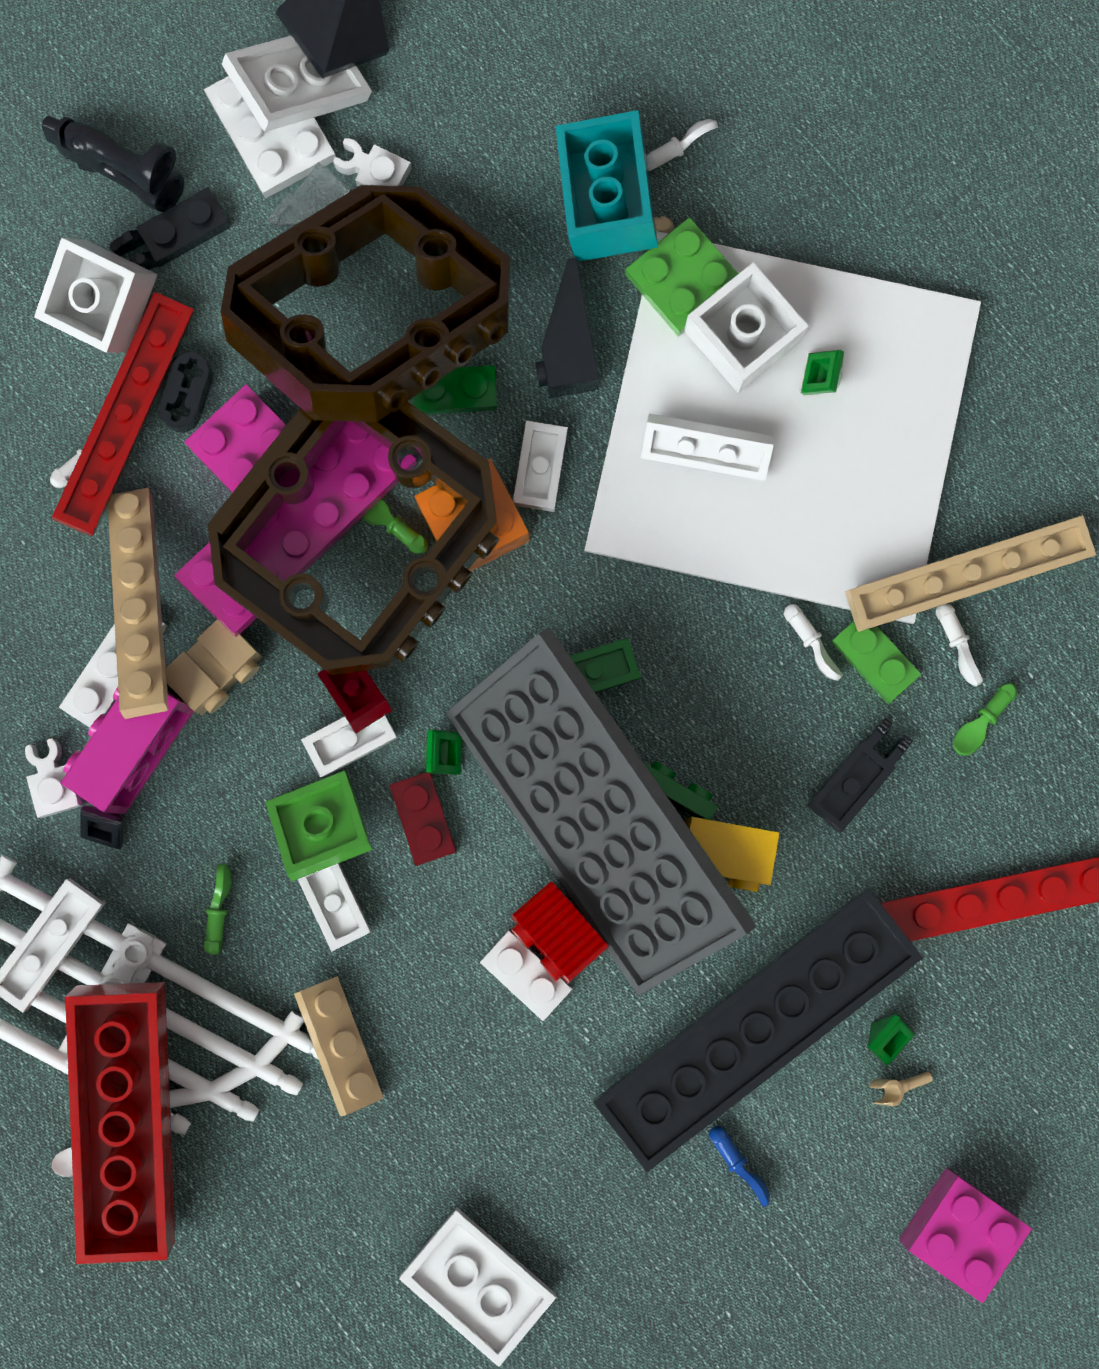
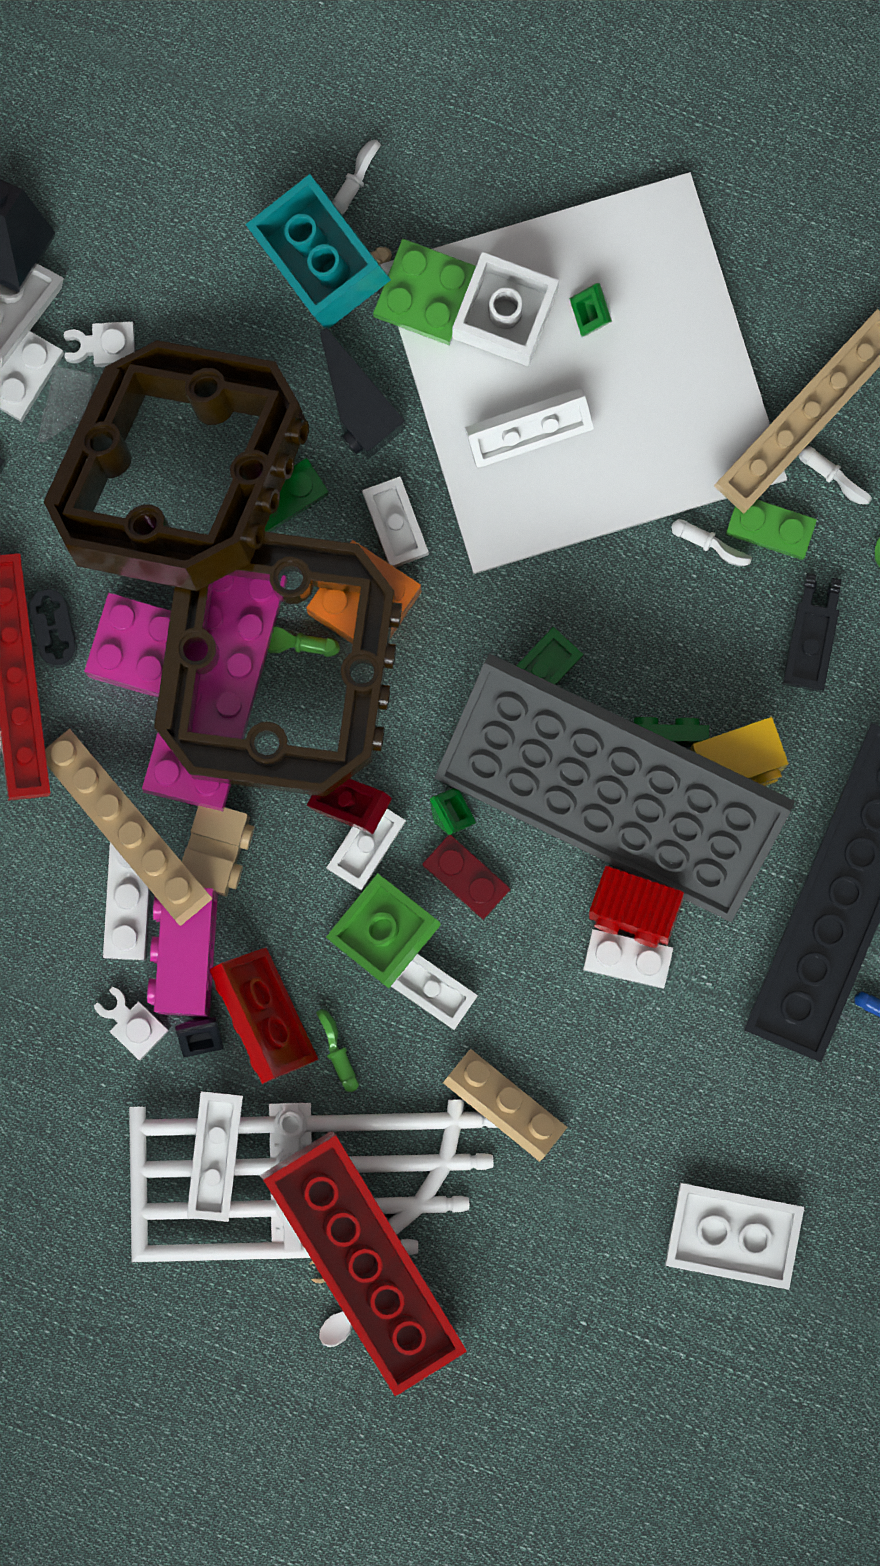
camera: 30 degrees left, 0 degrees up
(165, 841) = (263, 1015): none -> red plate

